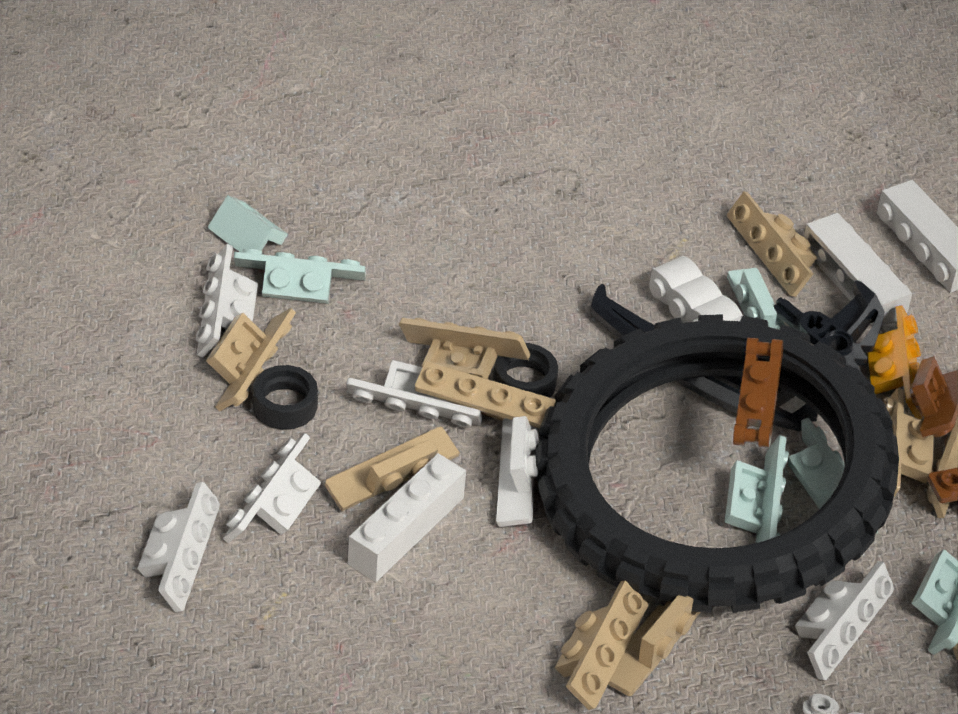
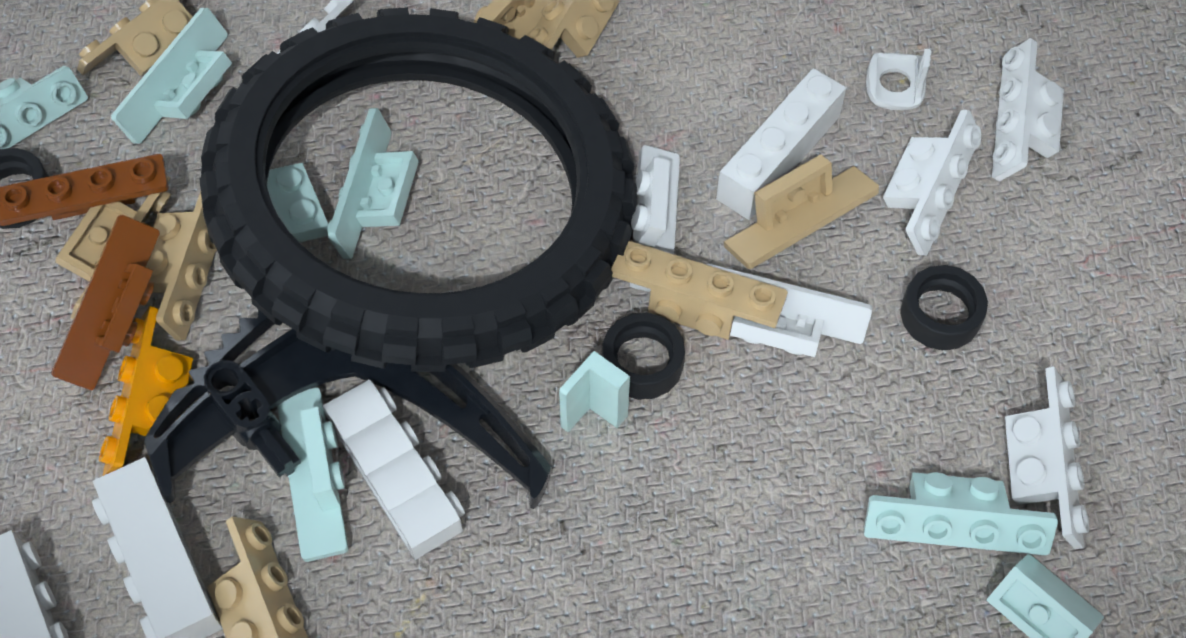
camera: 175 degrees left, 15 degrees up
(243, 352) = (1005, 368): tan bracket -> none
(285, 567) = (912, 66): none -> white piece
(463, 347) = (729, 367): tan bracket -> none
(563, 329) = (596, 387): none -> light aqua panel
(758, 393) = (361, 200): dark orange plate -> none

